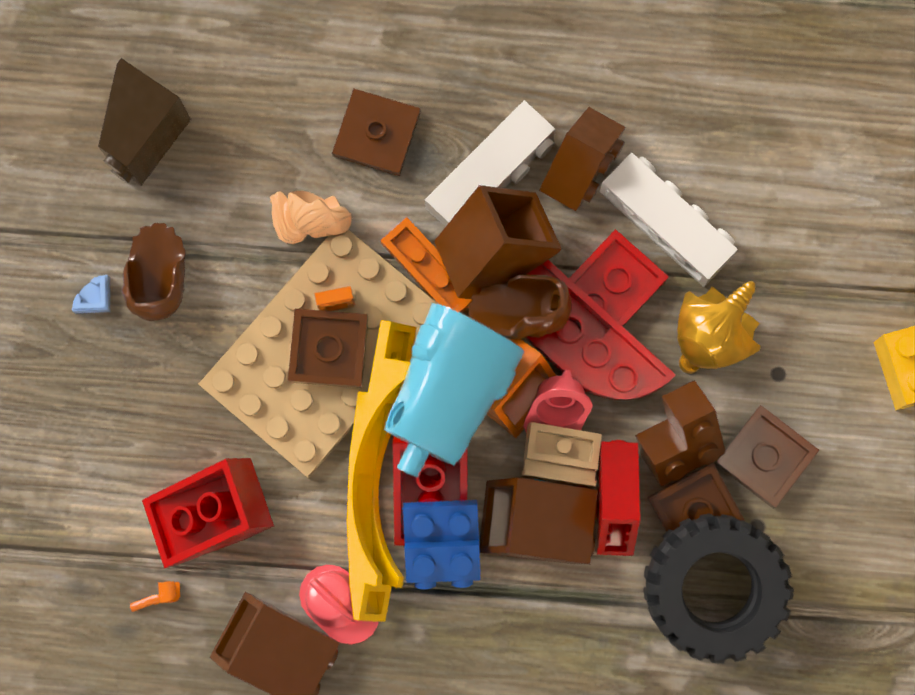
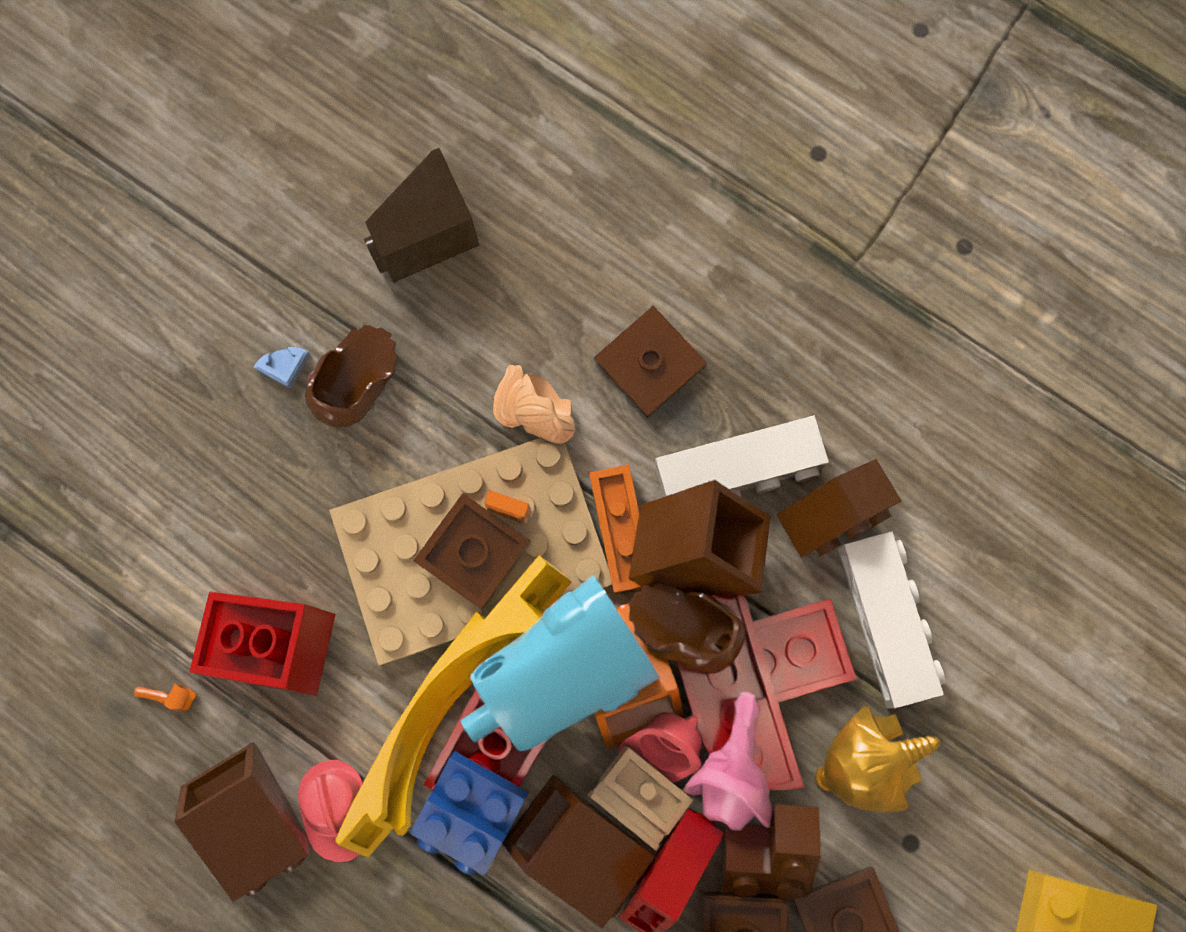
camera: 30 degrees right, 0 degrees up
(620, 397) = (730, 779): none -> bright pink hat

